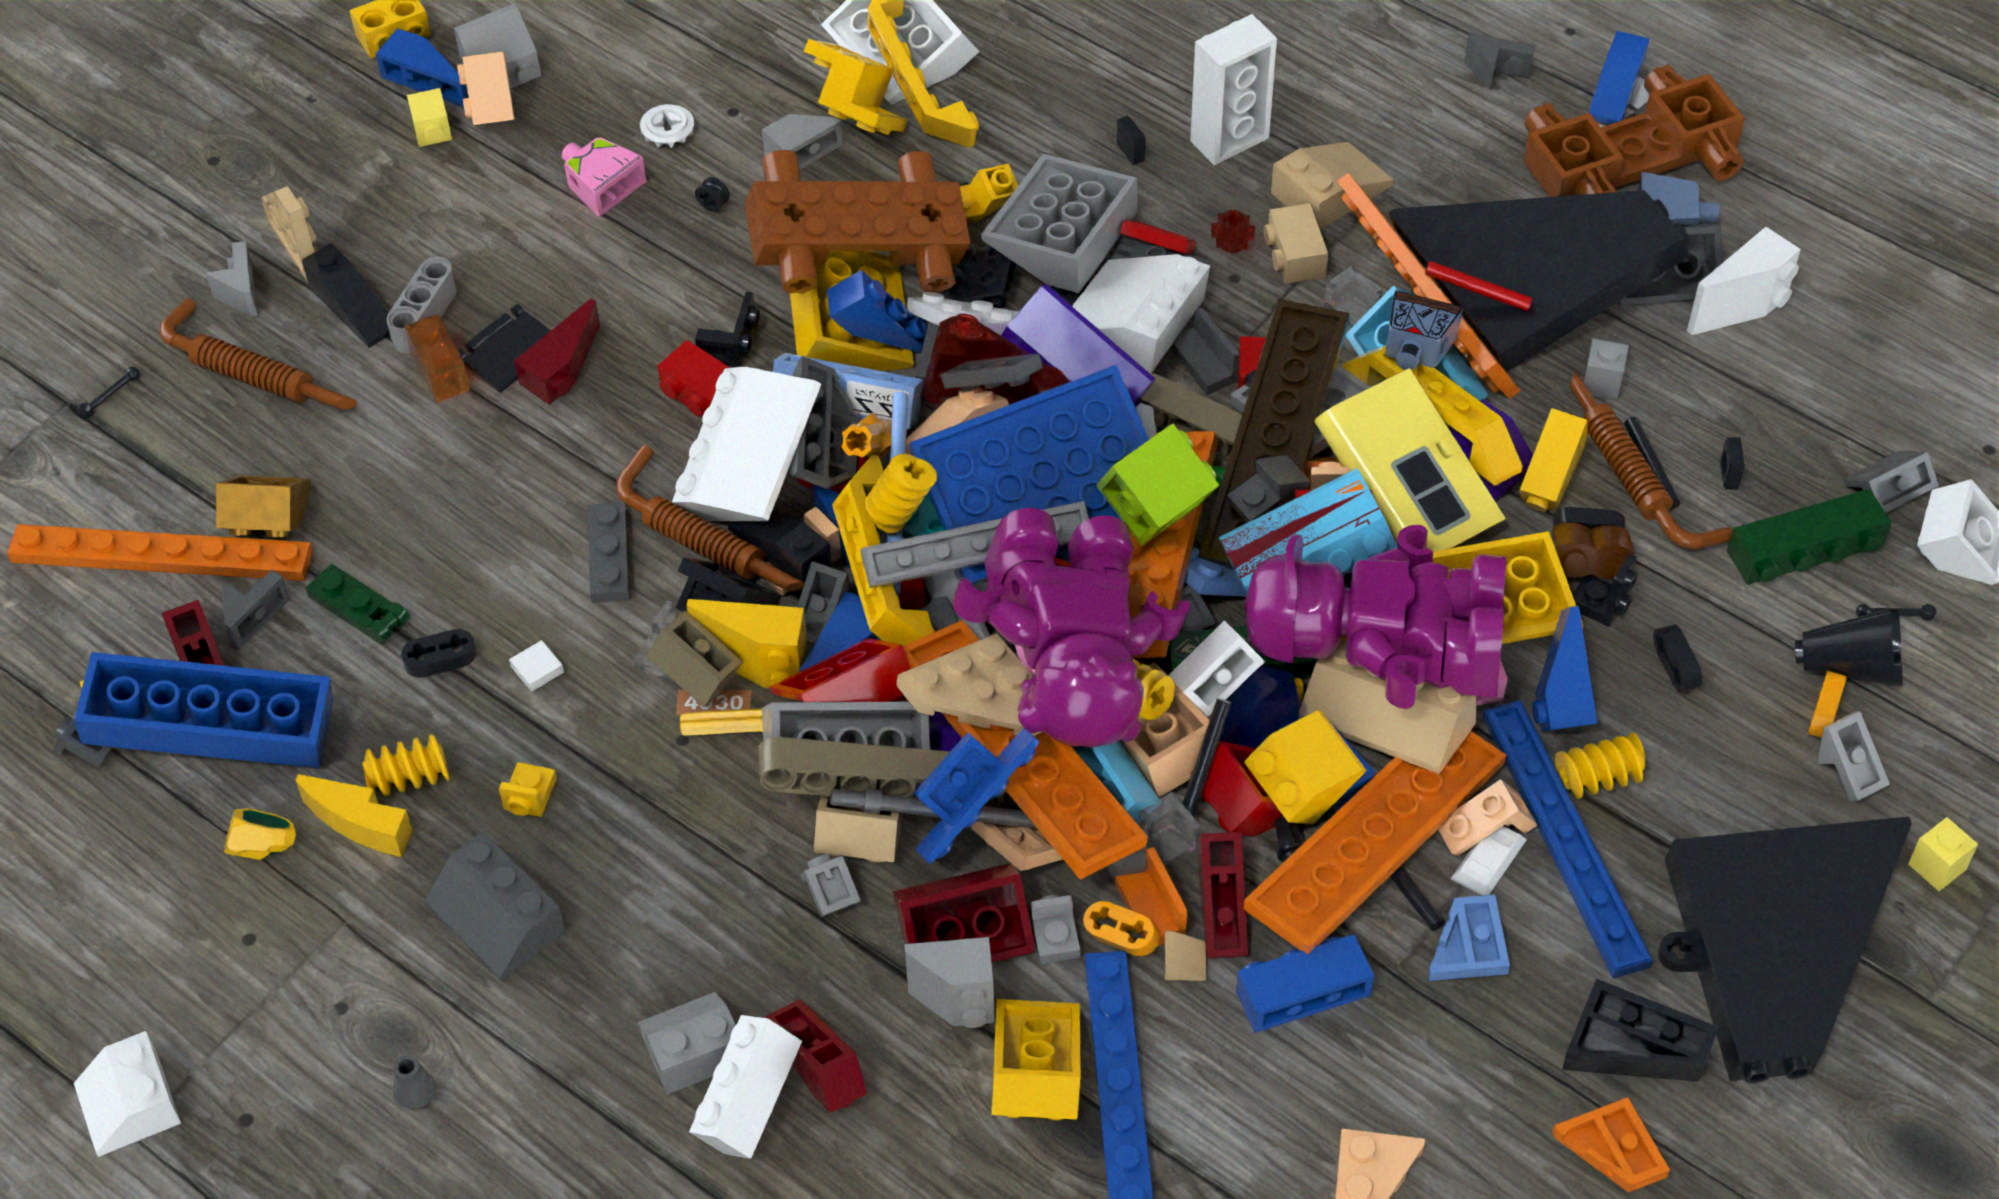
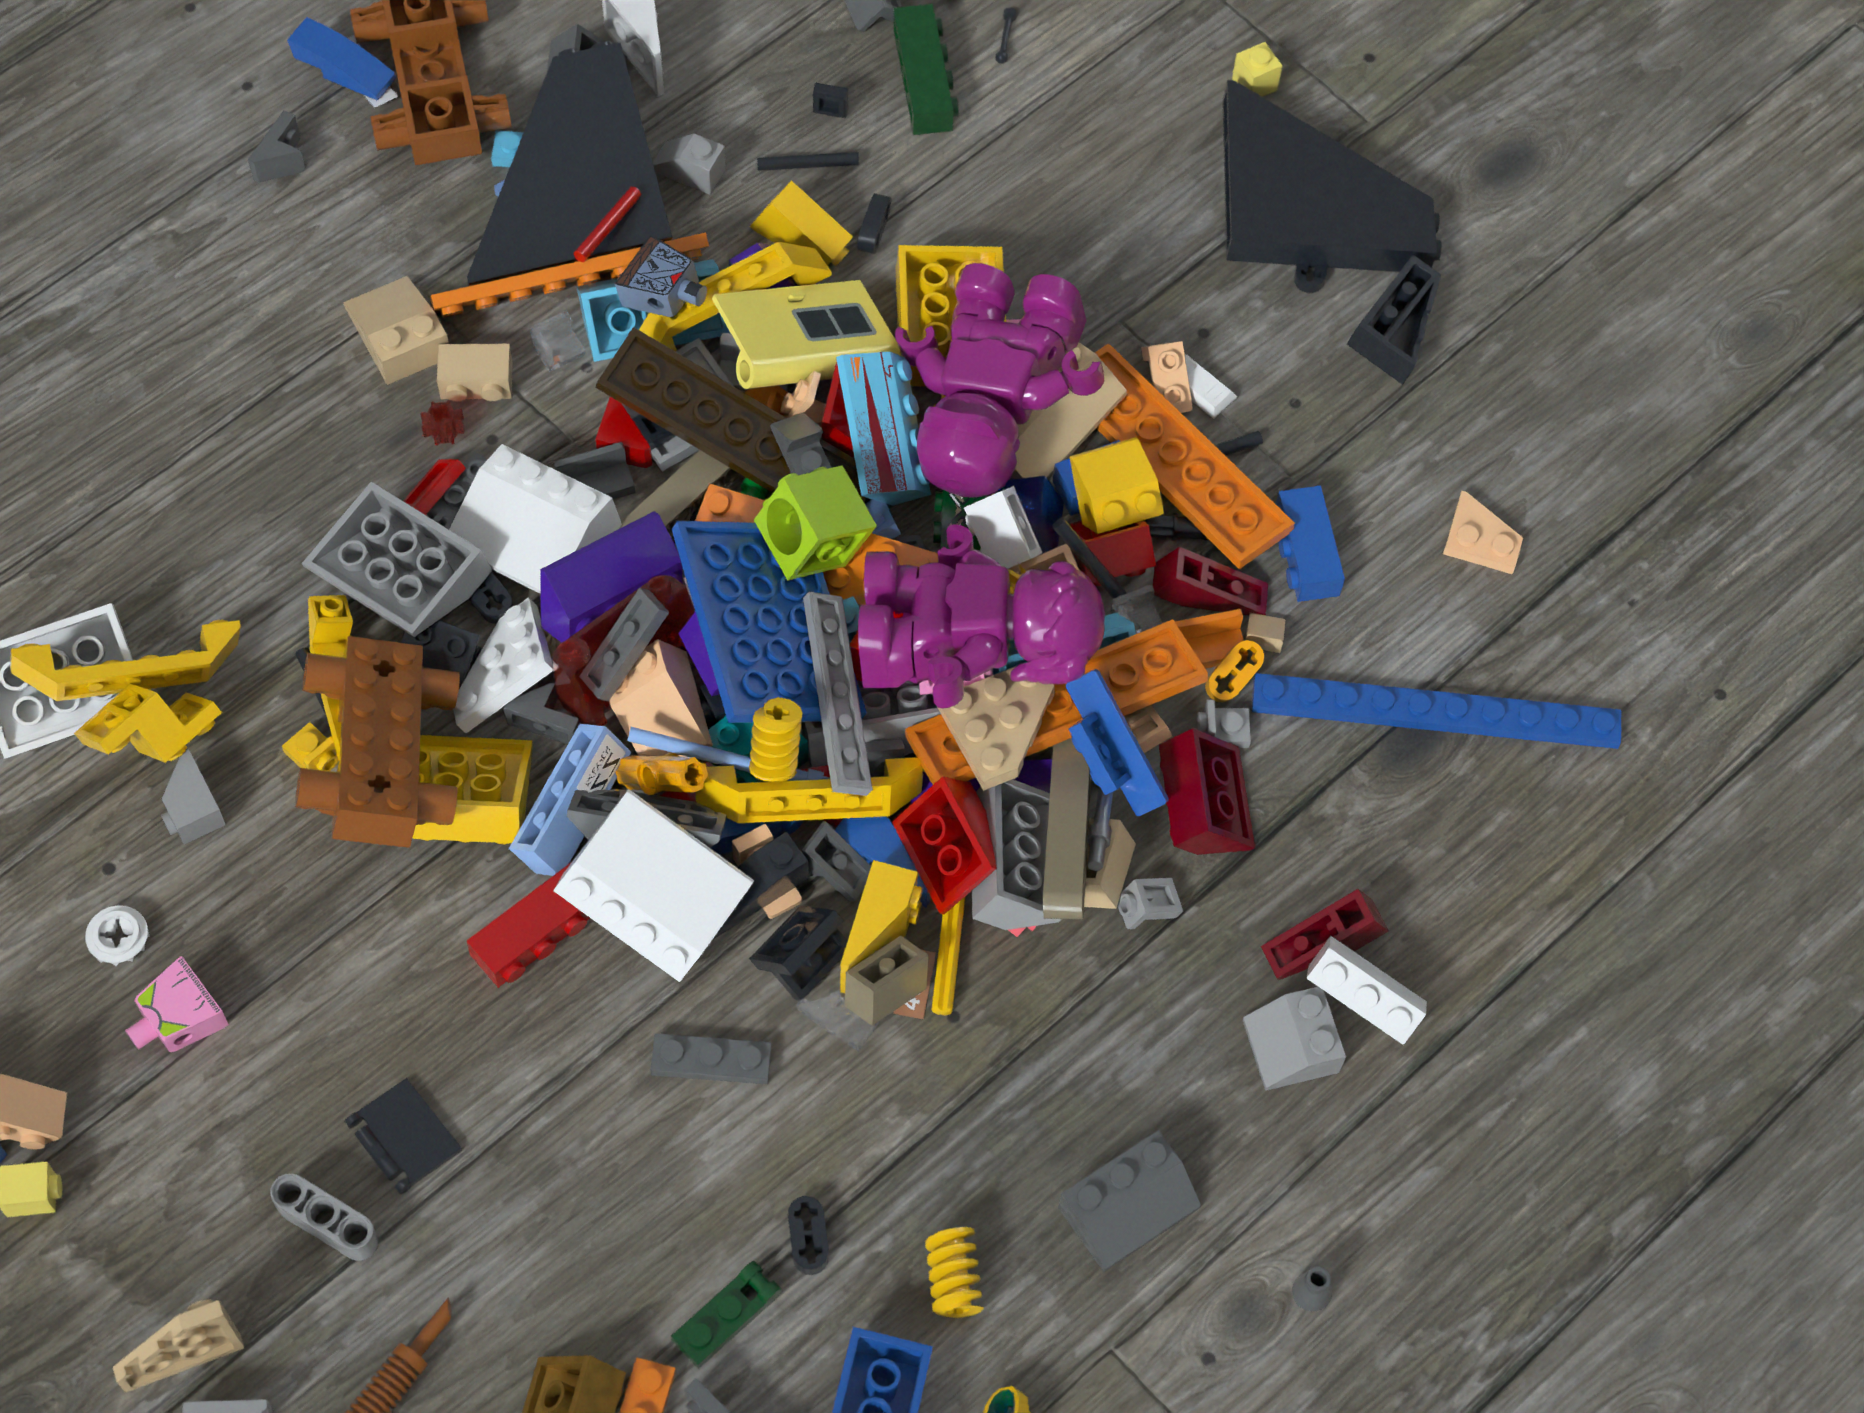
camera: 85 degrees left, 10 degrees up
(346, 294) = (288, 1297): black slope -> none
(356, 814) = (1000, 1325): yellow slope -> none
(437, 358) = (411, 1204): clear orange brick -> none
(528, 789) = (993, 1161): yellow bracket -> none
(536, 666) = (843, 1141): white tile -> none
(557, 358) = (444, 1078): dark red slope -> none
(697, 533) = (713, 970): dark orange piece -> none
(712, 194) = (243, 898): black bush -> none
(730, 346) = (466, 918): black bracket -> none
(873, 314) = (487, 753): blue slope -> none
(953, 979) = (1282, 801): light grey slope -> none
(1036, 1059) = (1353, 759): yellow slope -> none
(1130, 140) = (289, 487): black tile -> none
(1232, 89) = (288, 366): white brick -> none
(1471, 941) = (1283, 415): medium blue wing -> none
(1565, 685) = (1028, 259): blue slope -> none
(1568, 840) = (1205, 323): blue tile -> none
(1591, 550) = (908, 221): reddish brown brick -> none
(1601, 764) = (1132, 277): yellow piece -> none
(1604, 600) = (961, 220): black bracket -> none
(1615, 1145) = (1481, 361): orange wing -> none
(1636, 473) = (815, 175): dark orange piece -> none
(1677, 658) = (1029, 196): black beam -> none
(1680, 199) = (517, 64): sand blue torso -> none
(1827, 703) = (1097, 107): light orange beam -> none
(1854, 756) = (1156, 100): light grey slope -> none
(1857, 648) = (1053, 64): black cone -> none

